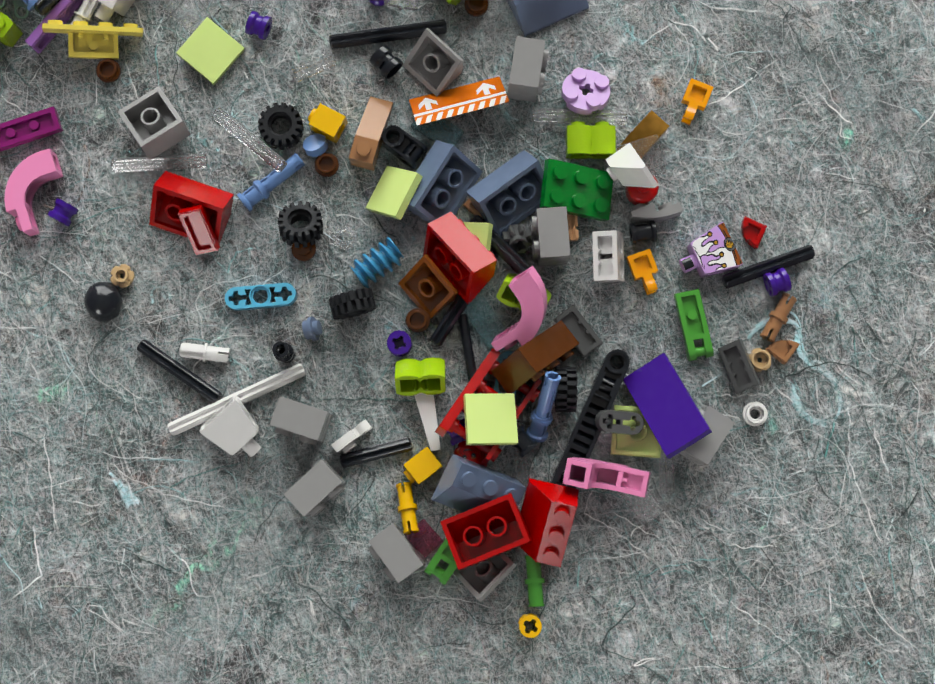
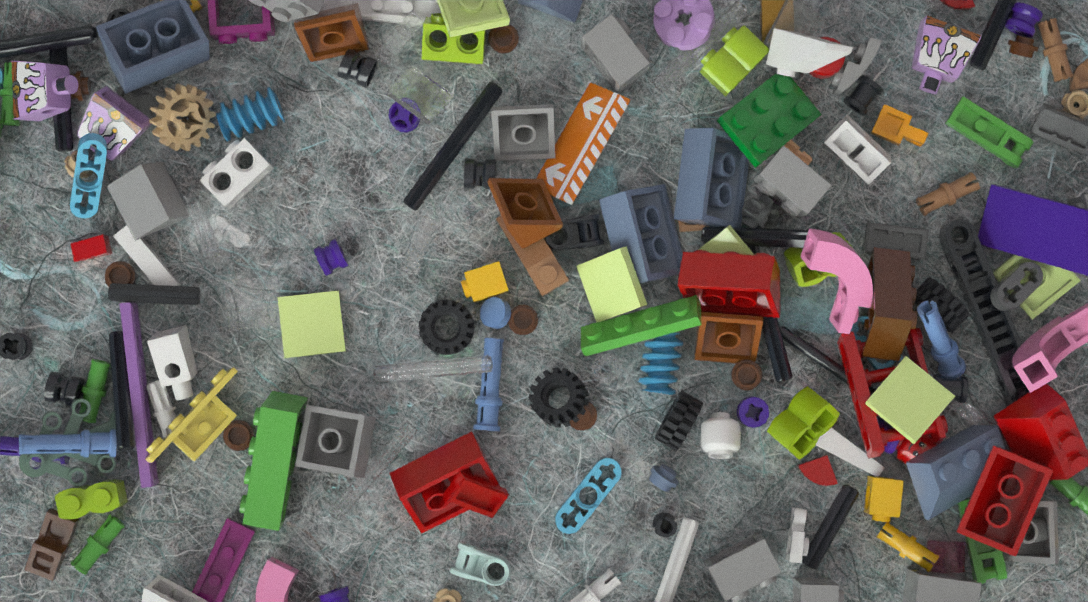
camera: 45 degrees left, 5 degrees up
(100, 104) = (272, 460): none -> bright green wedge
(159, 270) = (478, 565): none -> light aqua piece
(367, 338) = (720, 436): none -> white head
(386, 229) = (641, 325): none -> bright green plate
(388, 101) = (525, 208): none -> dark orange slope
(402, 415) = (819, 471): none -> red tile
(635, 335) = (947, 193): none -> medium nougat pin
(761, 296) = (1022, 46): none -> reddish brown plate

